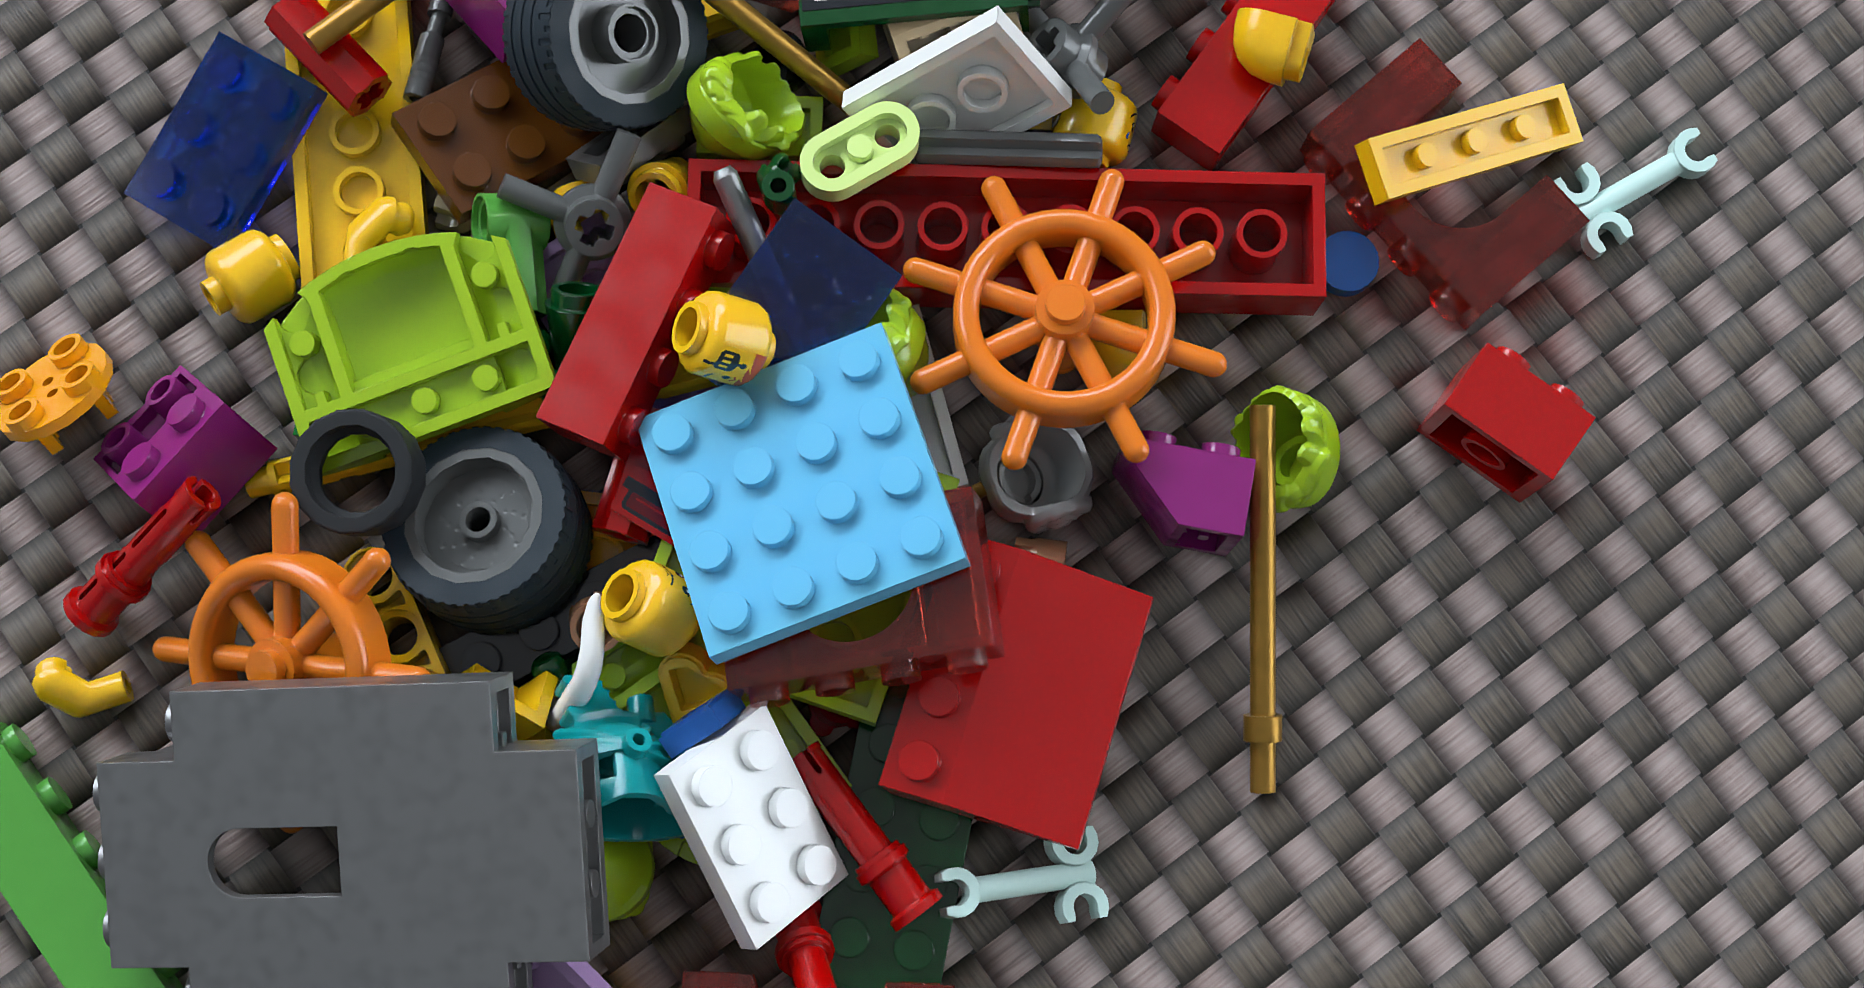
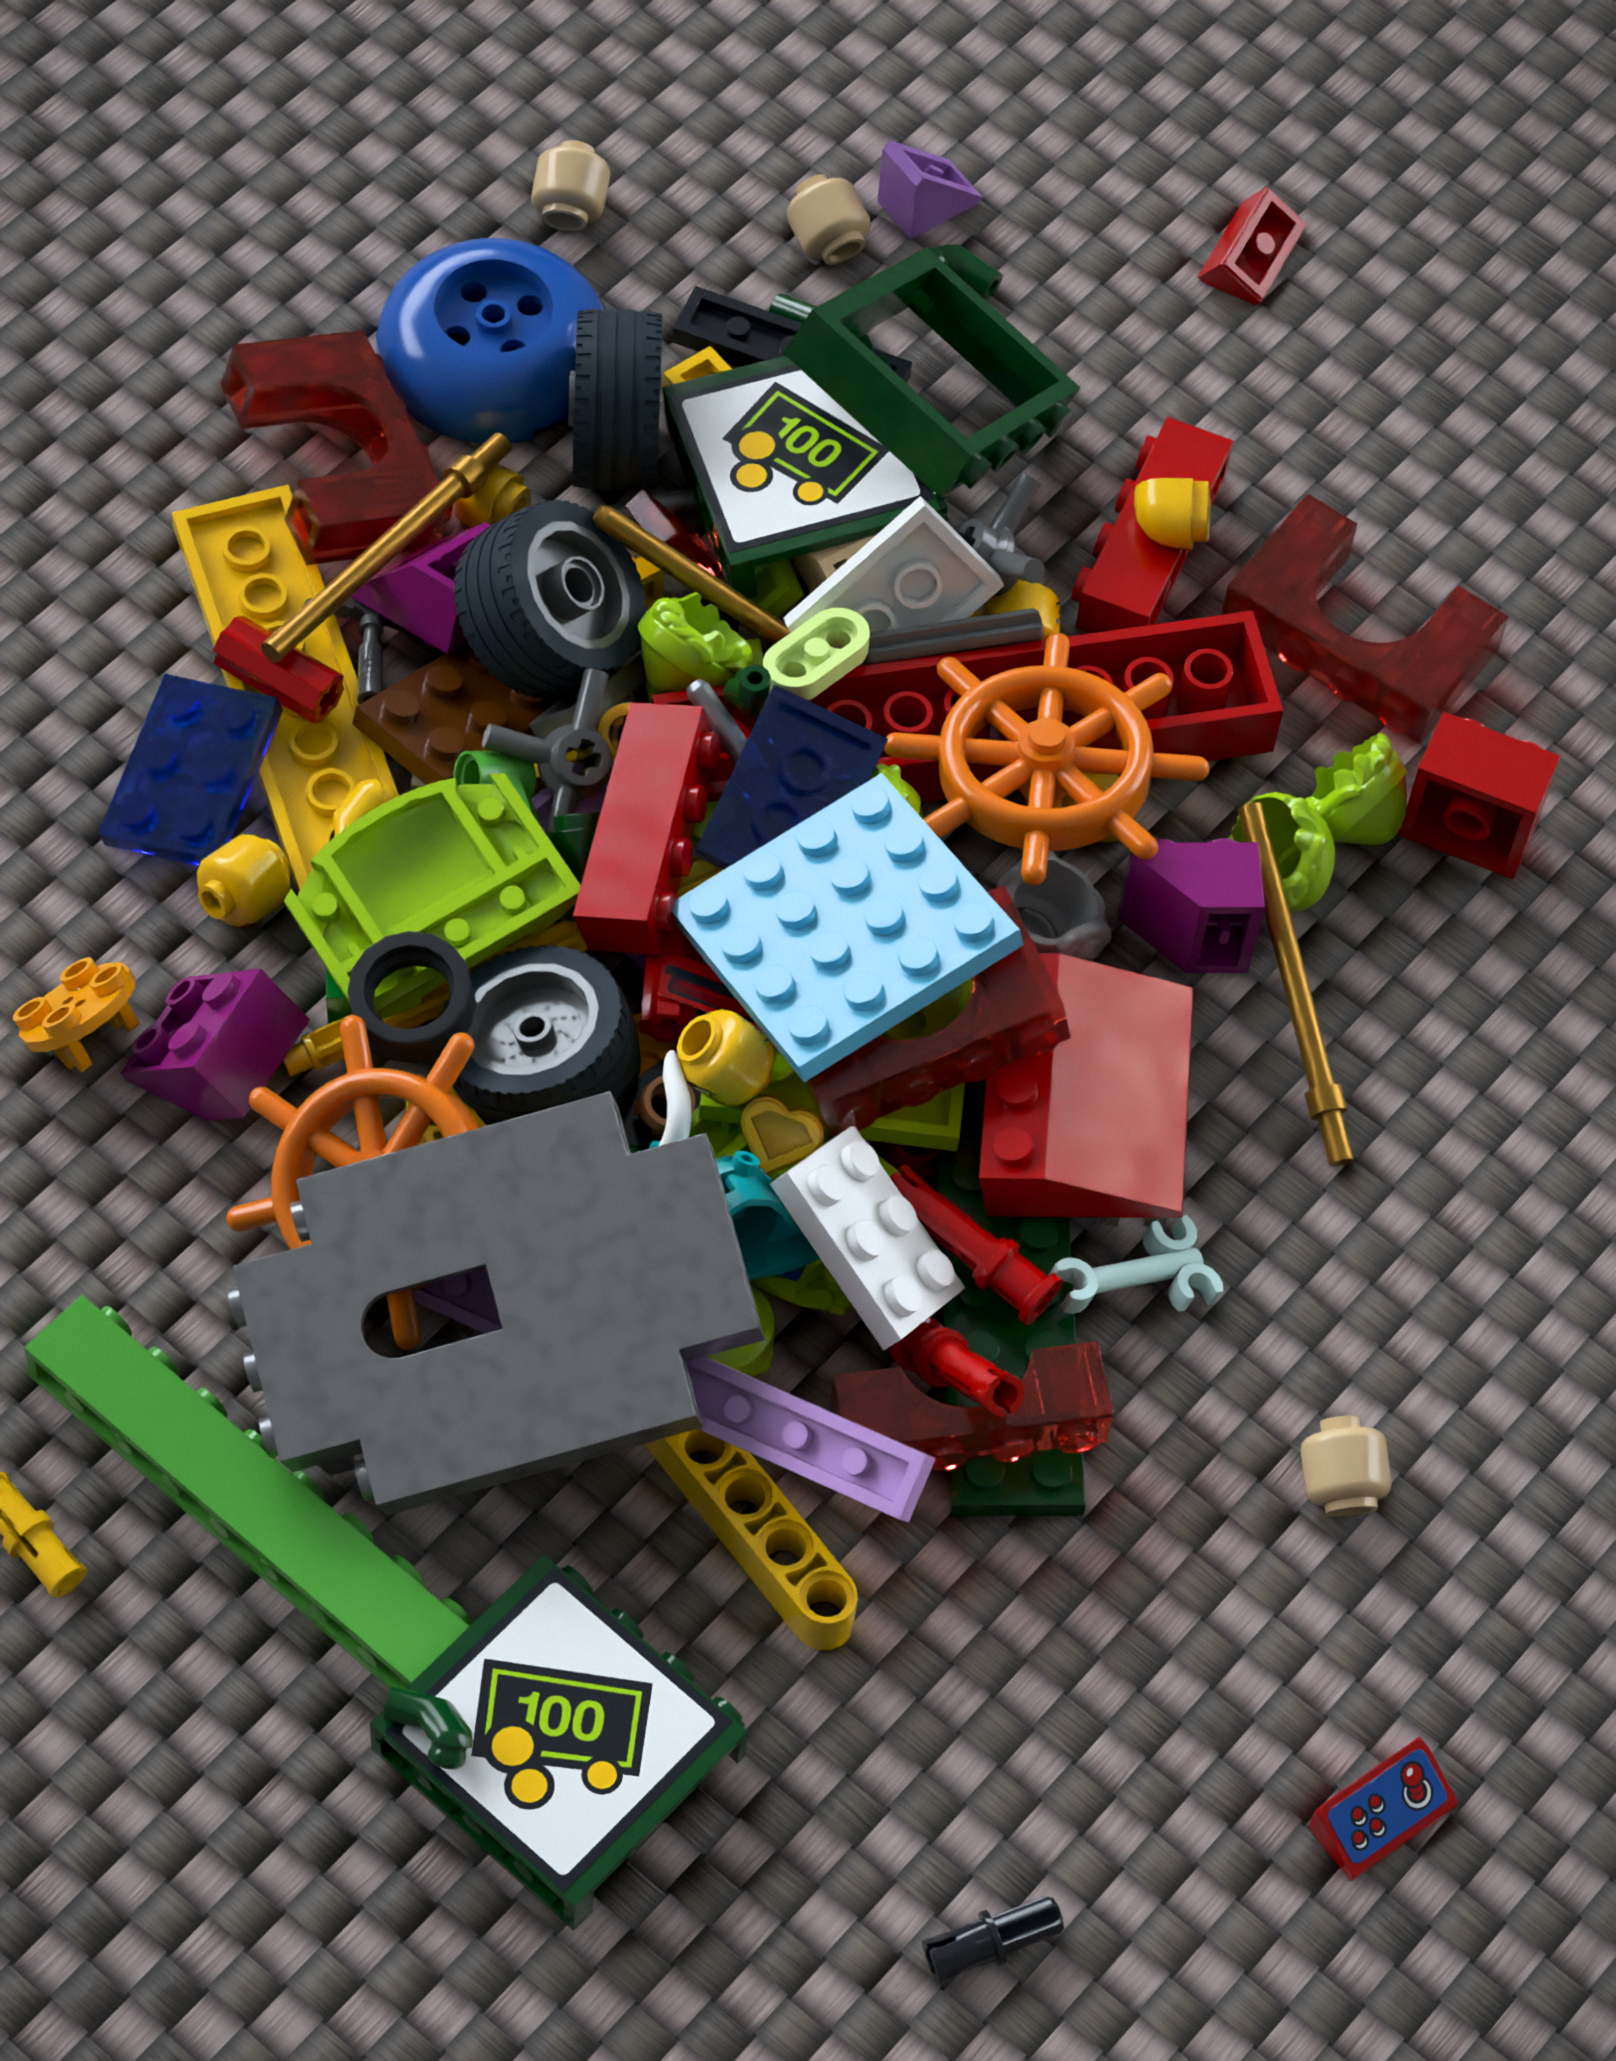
camera: 10 degrees left, 20 degrees down
(75, 696) = (155, 1278): yellow arm -> none
(127, 573) = (190, 1150): red pin -> none
(701, 723) = (796, 1146): blue tile -> none
(723, 338) = (739, 806): yellow head -> none
(1350, 263) = (1301, 702): blue tile -> none
(1383, 393) = (1362, 793): none -> lime hair
(1468, 143) = (1378, 572): yellow plate -> none
(1601, 206) = (1522, 612): light aqua bar -> none

